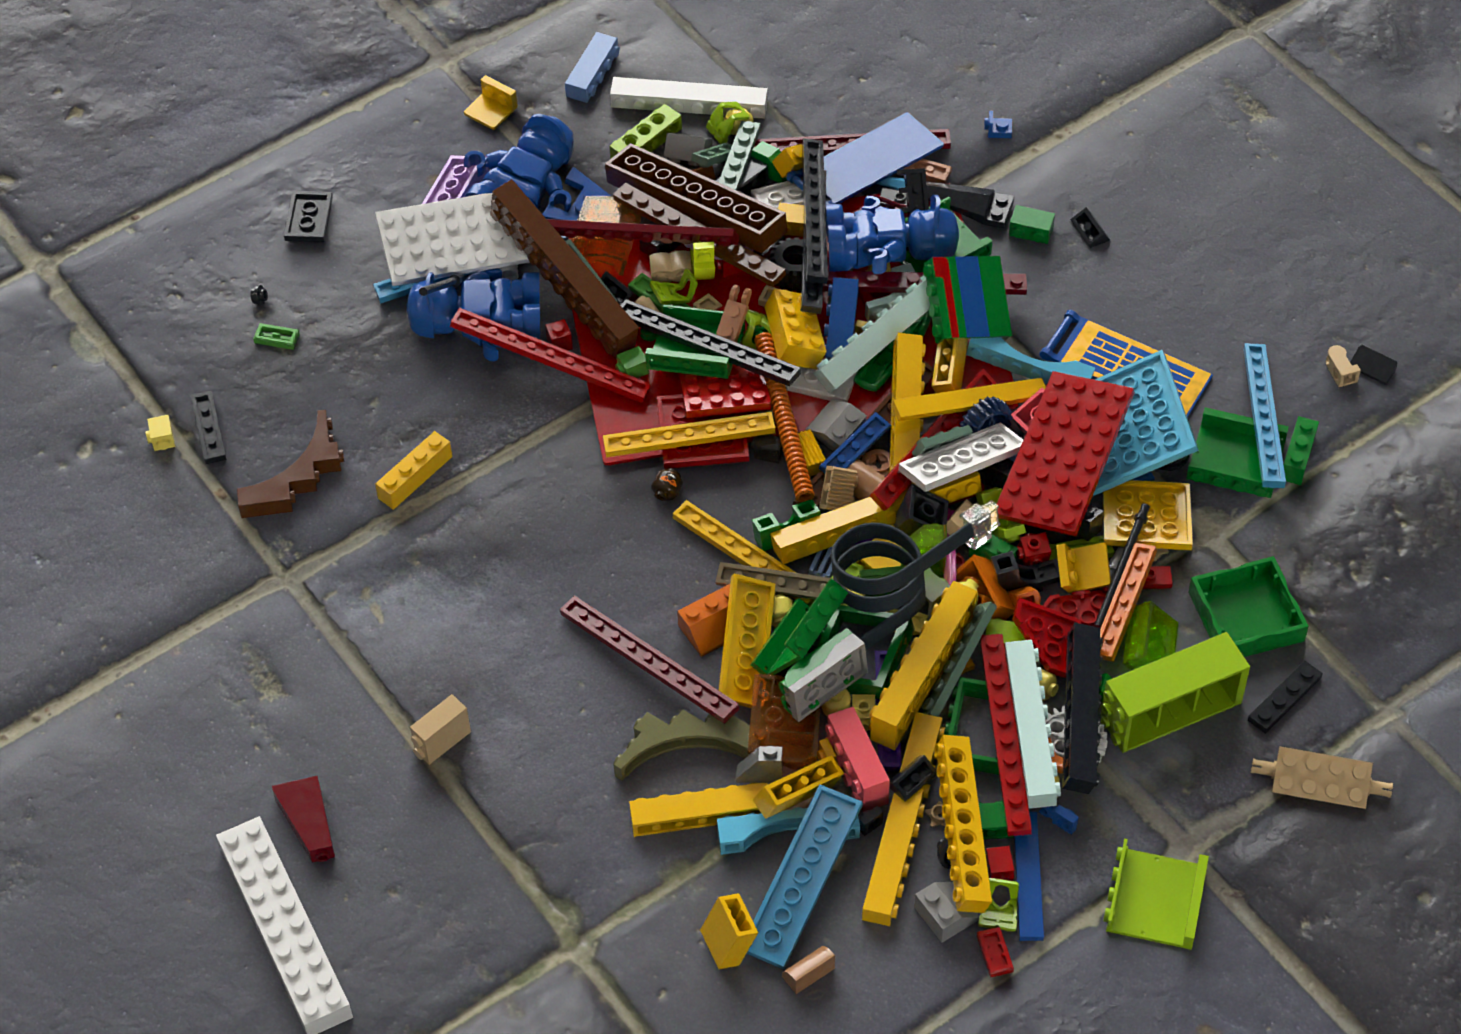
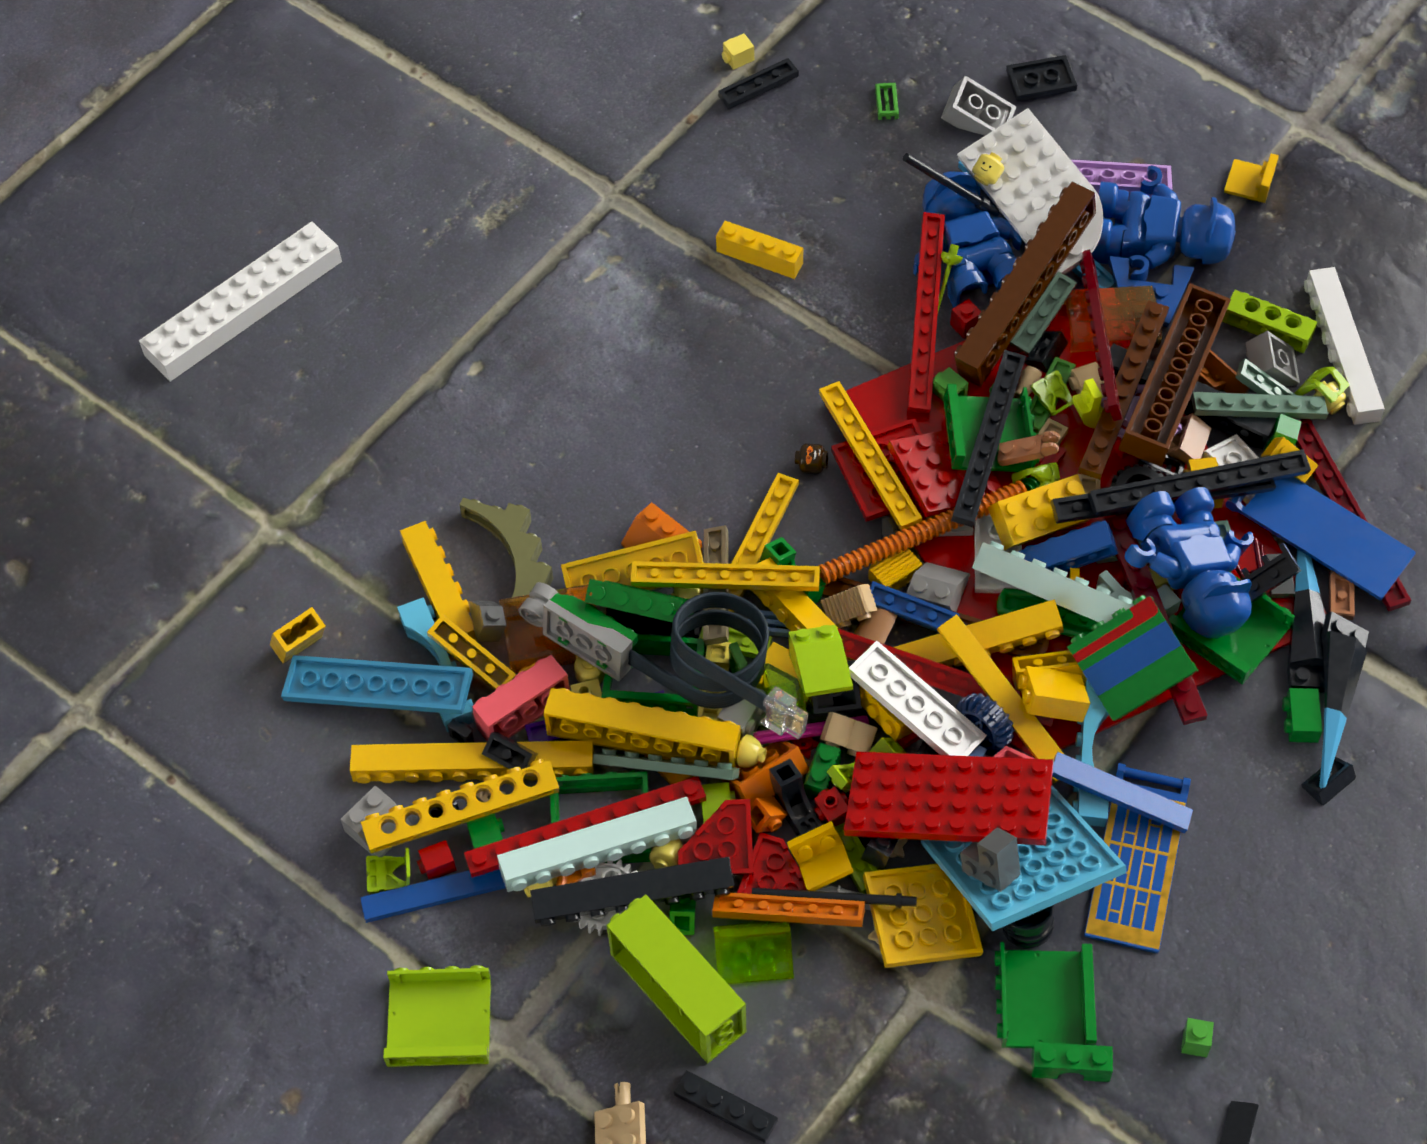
camera: 75 degrees right, 5 degrees up
(259, 295) = (926, 67): black plate -> none
(302, 476) = (751, 173): reddish brown arch -> none
(306, 814) = (355, 285): dark red slope -> none
(323, 270) = (976, 108): none -> light grey slope
(430, 258) = (988, 169): none -> light yellow head
(440, 729) = (465, 351): tan brick -> none
(507, 318) = (950, 258): none -> lime sword
(592, 67) = (1347, 248): brick -> none
(650, 659) = (590, 496): plate -> none
(769, 709) = (533, 606): none -> light grey wheel
(786, 565) = (725, 576): none -> yellow plate
(809, 969) = (284, 719): medium nougat brick -> none
(883, 458) = (910, 631): nougat gear -> none
(914, 502) = (819, 660): none -> lime slope
(927, 444) = (930, 677): sand green plate -> none
(978, 364) = (1054, 694): none -> yellow brick
(989, 181) = (1343, 661): none -> black plate
(995, 952) = (338, 878): red plate -> none
(1062, 817) = (508, 910): blue plate -> none
(1078, 348) = (1121, 792): none -> tile
(1135, 435) = (993, 859): none -> dark grey brick
(1159, 578) = (845, 943): red plate -> none
(1249, 606) = (826, 1043): green tile -> none
(1264, 416) = (1096, 1006): dark azure plate -> none
(1296, 367) = (1197, 1037): none -> bright green brick
(1340, 367) = (1219, 1088): tan leg -> none

